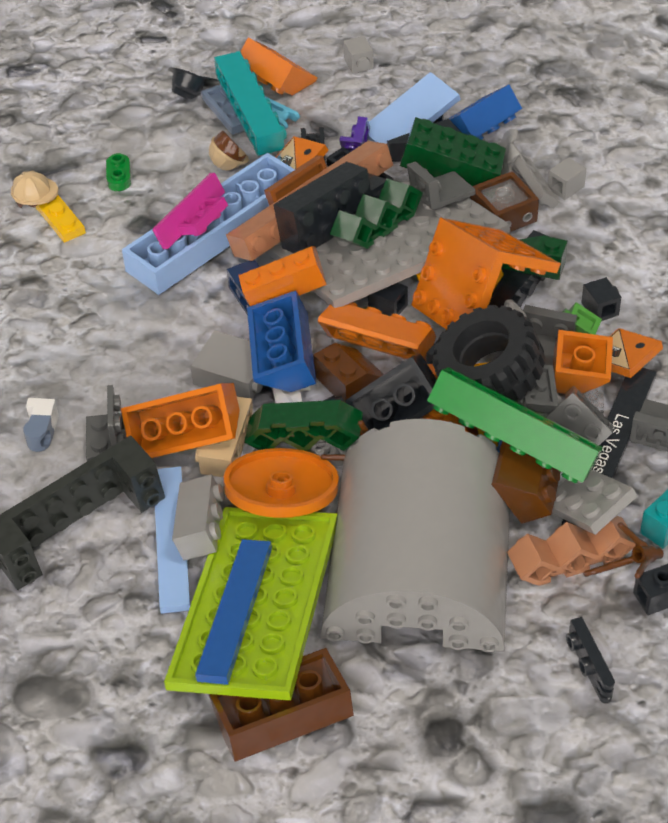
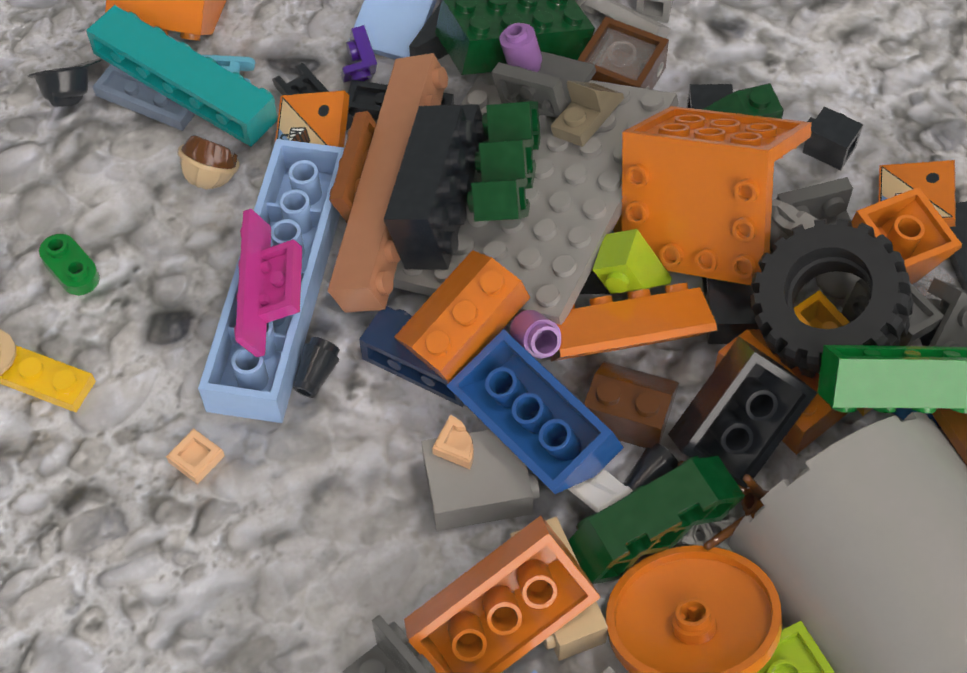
camera: 35 degrees left, 10 degrees up
(102, 288) = (195, 456): none -> light nougat tile
(198, 275) = (315, 366): none -> black cone
(229, 338) = (455, 443): none -> light nougat tile
(306, 303) = (536, 333): none -> medium lavender brick
(403, 298) = (628, 263): none -> lime slope
(438, 161) = (521, 46): none -> medium lavender brick
(454, 208) = (586, 113): none -> dark tan slope
(586, 320) = (829, 170): bright green bracket -> none

